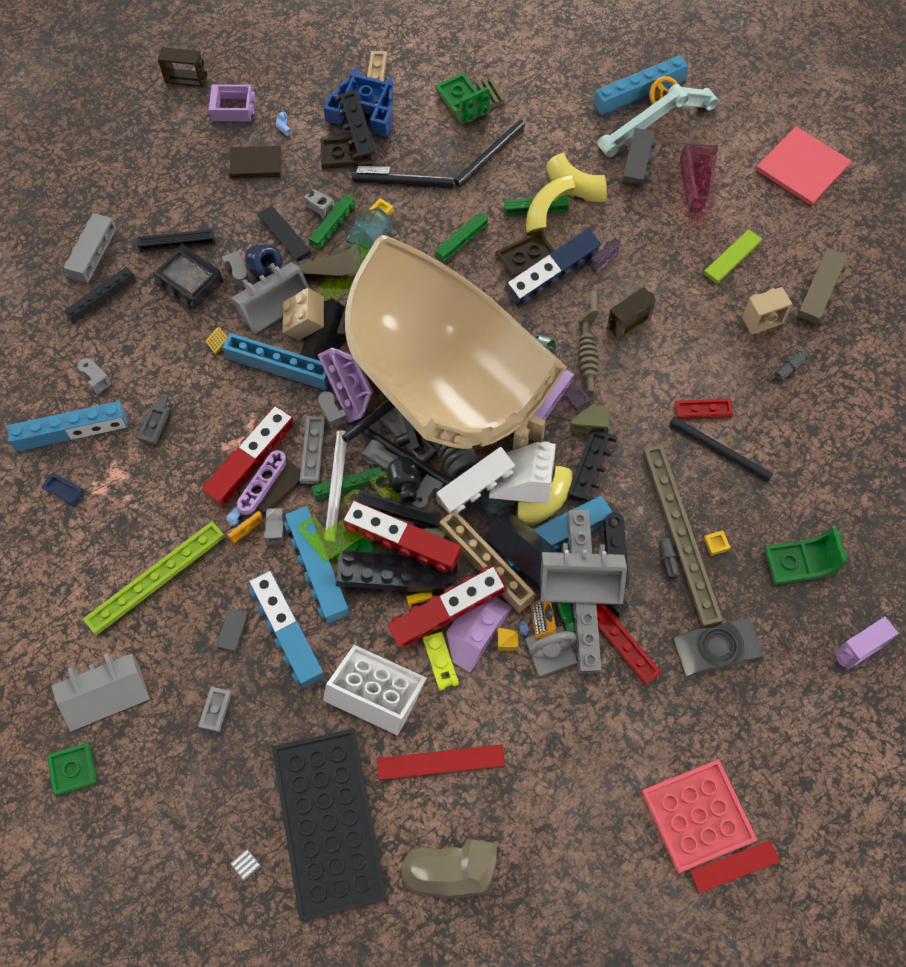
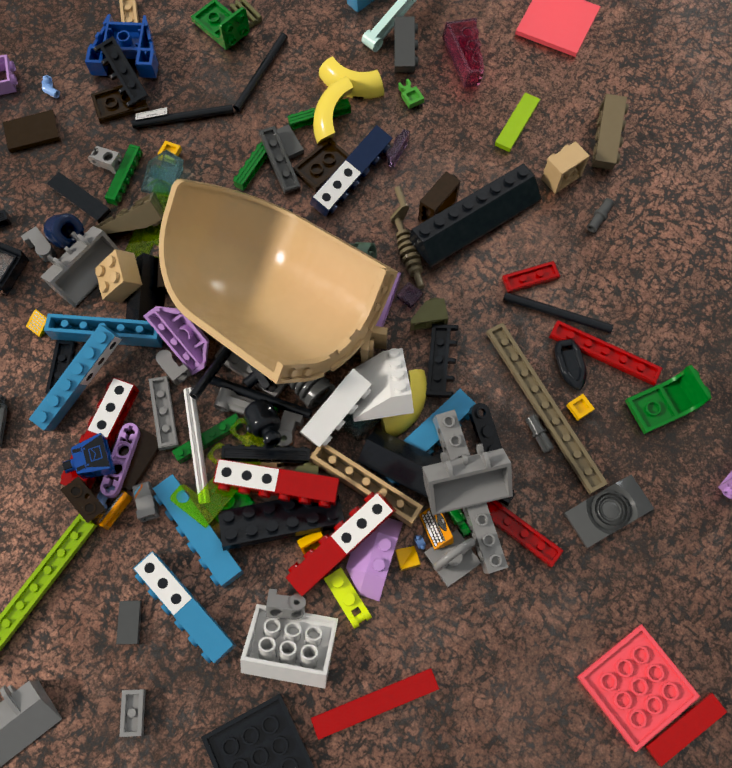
camera: 15 degrees left, 5 degrees up
(221, 509) = (77, 493): none -> dark brown window
(228, 386) = (62, 357): none -> black tile
(236, 472) = (91, 458): none -> torso
(240, 397) = (75, 378): none -> dark azure brick
(379, 651) = (285, 606): none -> light grey leg
(485, 240) = (279, 160): none -> dark grey tile
(499, 225) = (290, 142): none -> dark grey tile
(632, 208) = (410, 95): none -> bright green plate
(664, 336) = (475, 215): none -> black slope
(719, 500) = (571, 363): none -> black piece
(758, 498) = (608, 353): none -> red tile

